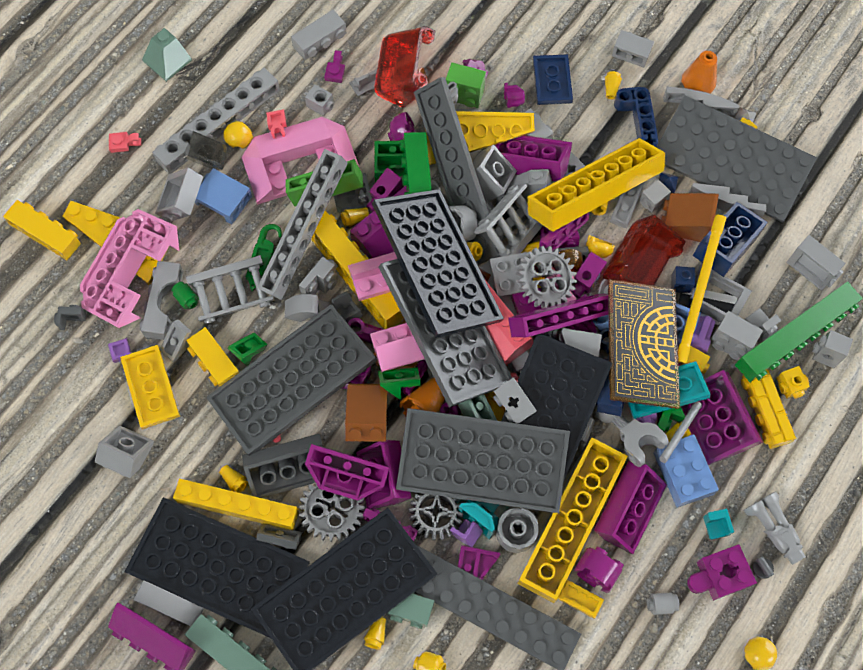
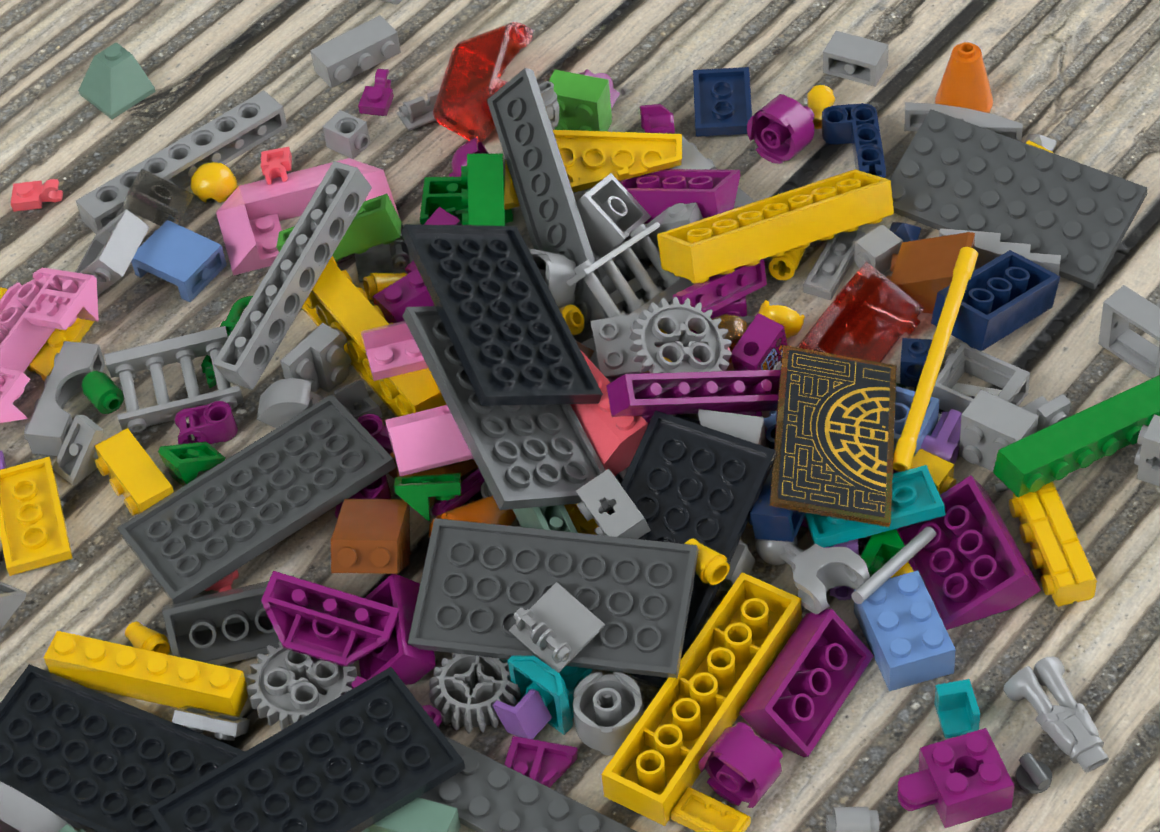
camera: 10 degrees right, 20 degrees down
(251, 321) = (207, 423): none -> magenta piece
(487, 484) = (556, 627): none -> light grey hinge
(576, 438) = (710, 565): none -> yellow cone
(592, 104) = (781, 129): none -> magenta brick
(793, 383) = (1096, 503): yellow brick -> none

